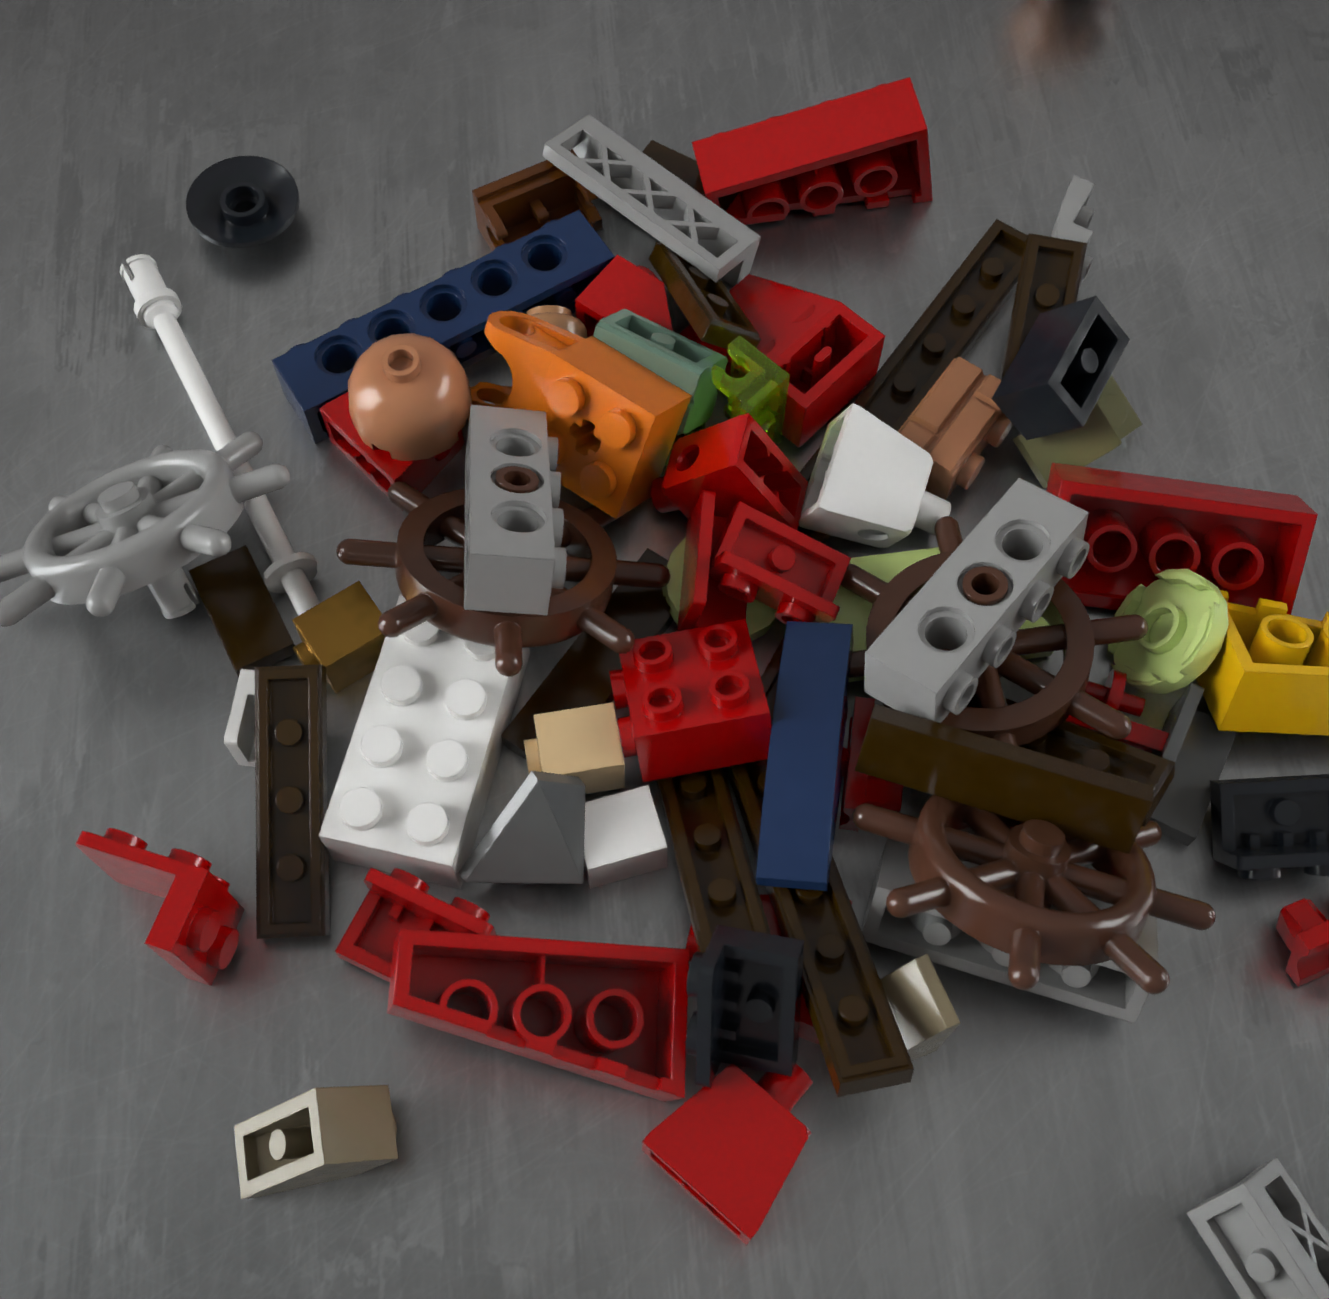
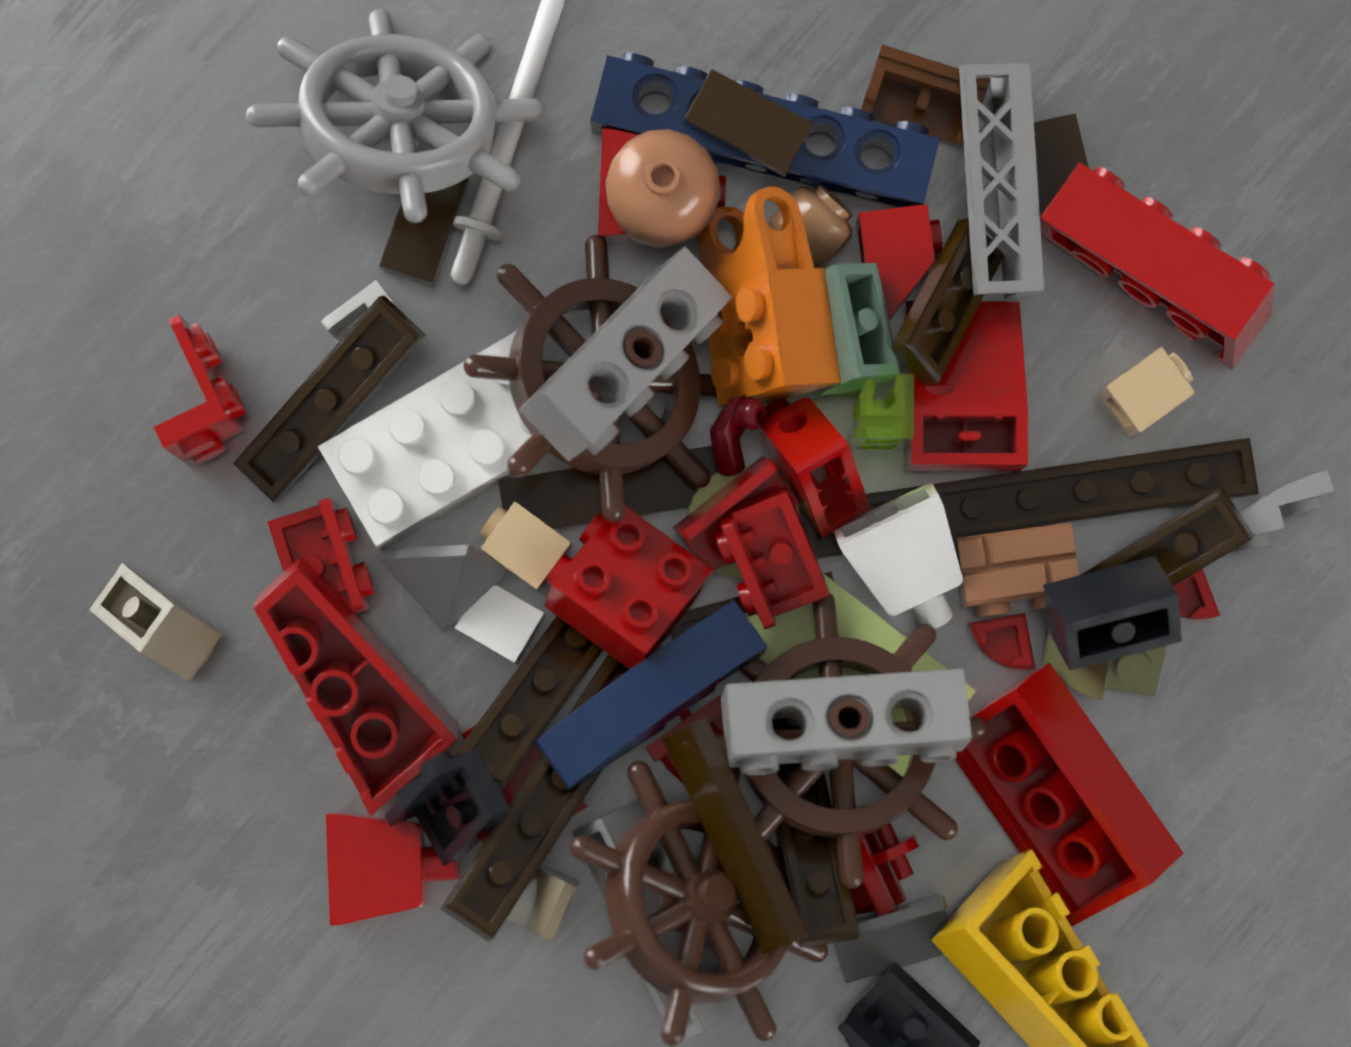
camera: 45 degrees right, 20 degrees up
(341, 636) = (464, 313): pearl gold brick -> none
(430, 304) = (748, 122): none -> dark brown tile
(643, 515) = (725, 432): none -> dark red arm
(900, 248) = (1148, 391): none -> tan brick
(991, 486) = (1004, 641): none -> red tile
(1183, 635) = (983, 856): yellowish green tile -> none

